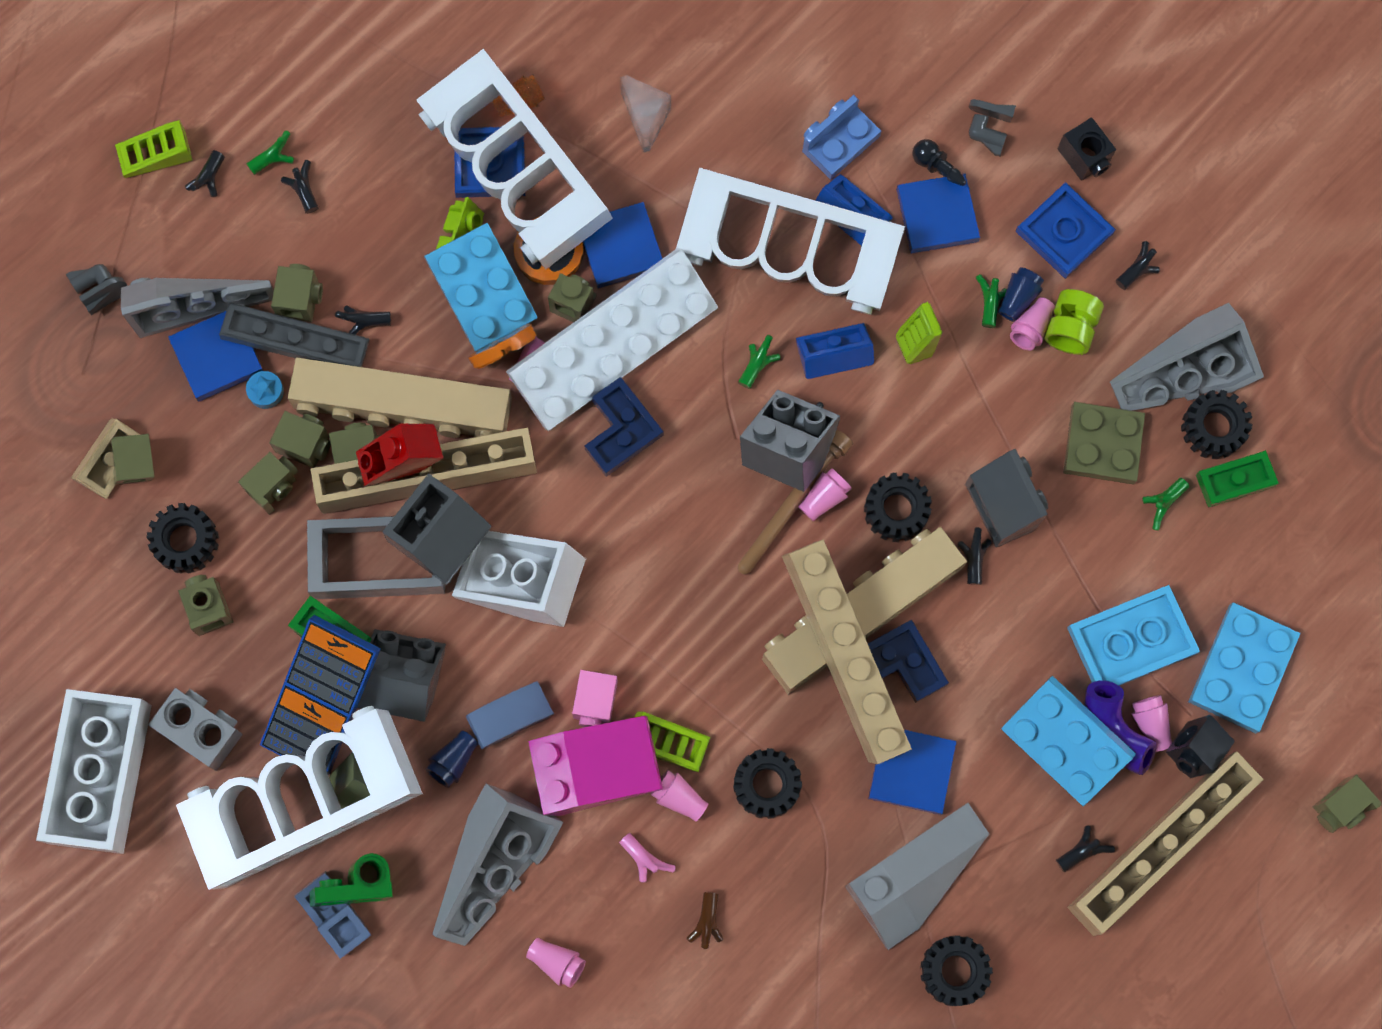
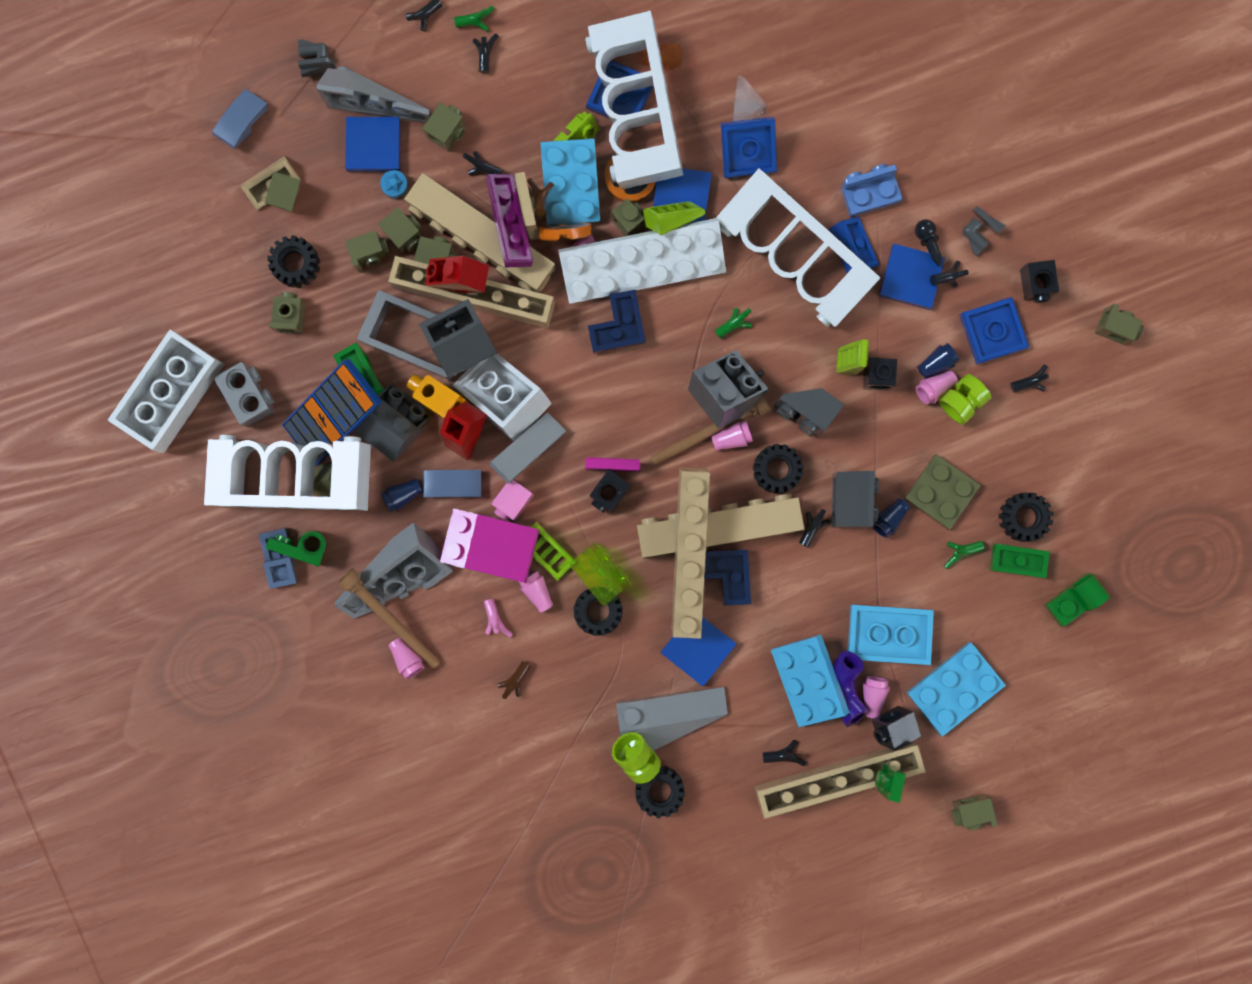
camera: 30 degrees right, 10 degrees up
(34, 399) = (238, 118): none -> sand blue slope
(291, 337) = (429, 157): dark grey tile -> none
(430, 365) = (509, 220): none -> magenta tile
(443, 337) = (527, 205): none -> tan plate
(446, 617) = (434, 394): none -> light orange torso
(447, 894) = (351, 582): none -> medium nougat piece
(454, 318) = (540, 196): none -> reddish brown bar
(493, 640) = (462, 429): none -> red slope
(583, 625) = (527, 448): none -> light grey tile
(622, 271) = (671, 216): none -> lime slope
(673, 152) = (748, 147): none -> blue tile
(697, 596) = (612, 464): none -> dark pink tile
(708, 616) = (617, 483): none -> black brick
(747, 735) = (600, 573): none -> clear neon green bracket
(835, 351) = (791, 340): blue slope -> none
(899, 418) = (810, 409): none -> dark grey slope
(907, 939) = (636, 757): none -> lime wheel
(961, 339) = (880, 374): none -> black brick
(981, 192) = (948, 276): none -> black bar
(991, 300) = (916, 356): green bar -> none
(1061, 501) = (891, 518): none -> dark blue cone
(1199, 358) = (1040, 465): light grey wedge -> none
(1204, 157) = (1119, 325): none -> olive brick
(1230, 807) = (890, 782): none -> green plate
(1328, 488) = (1079, 597): none -> green plate

